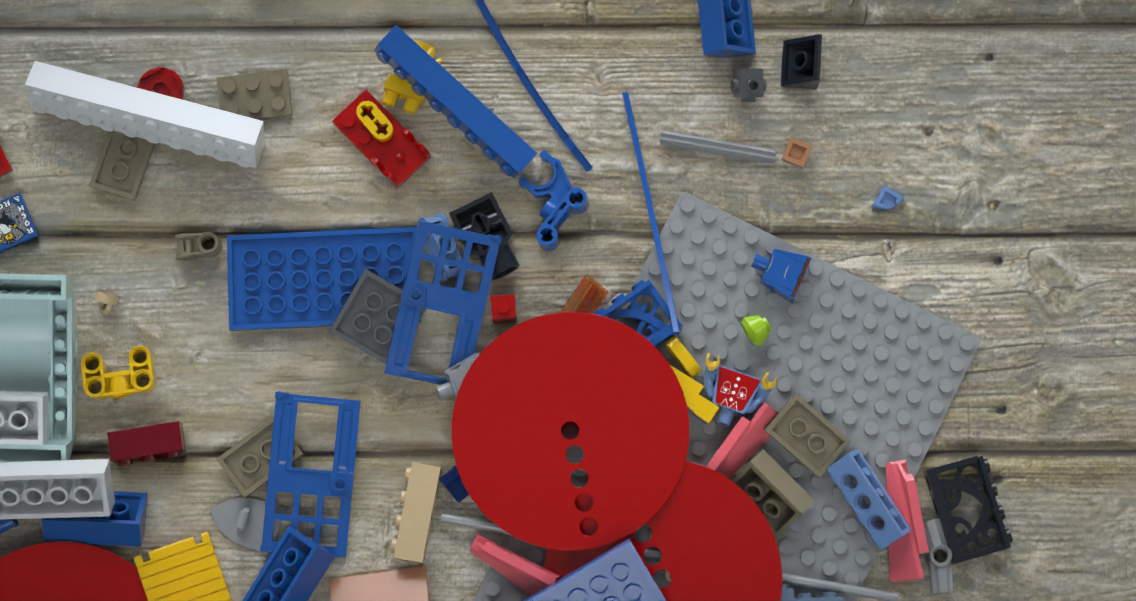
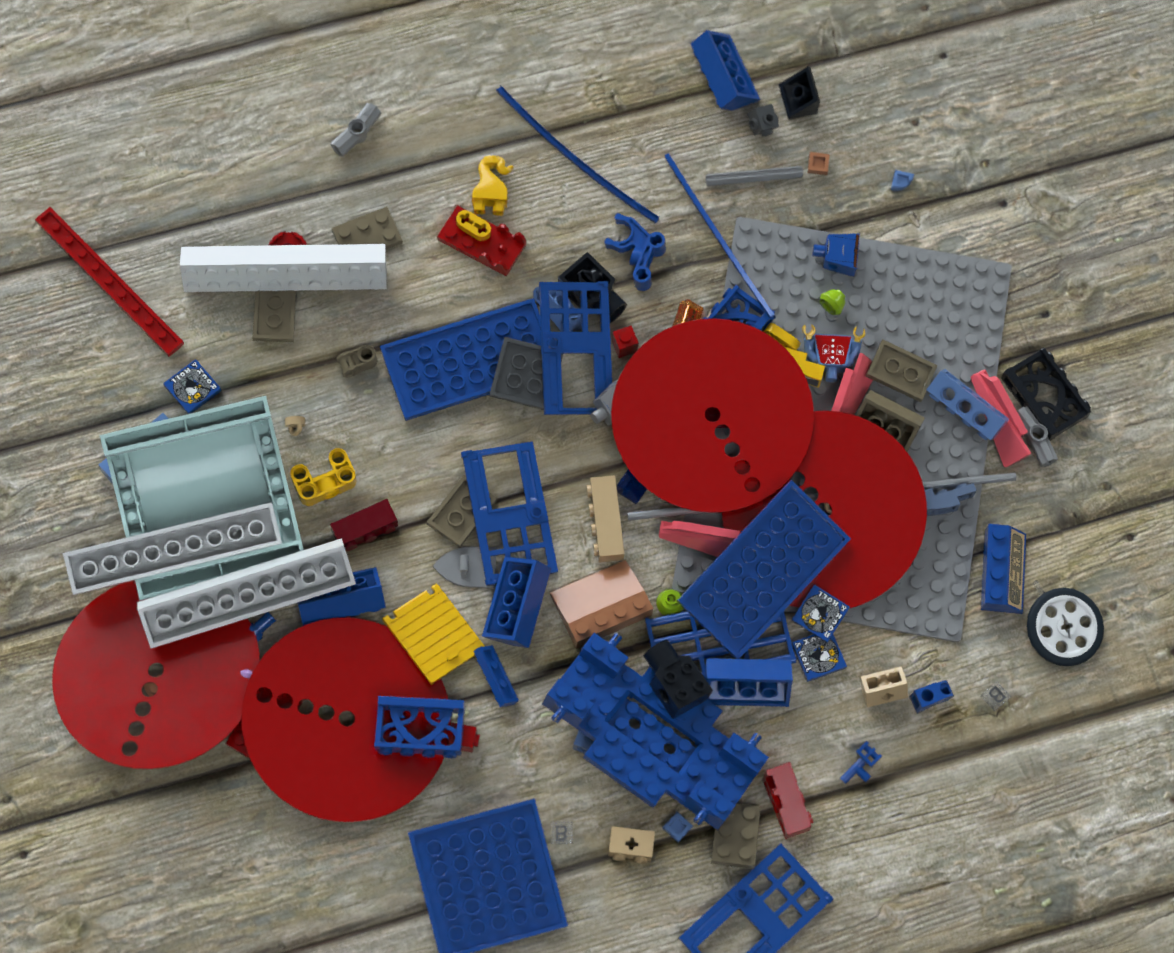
camera: 25 degrees left, 10 degrees down
(454, 101) = (534, 192): blue brick -> none

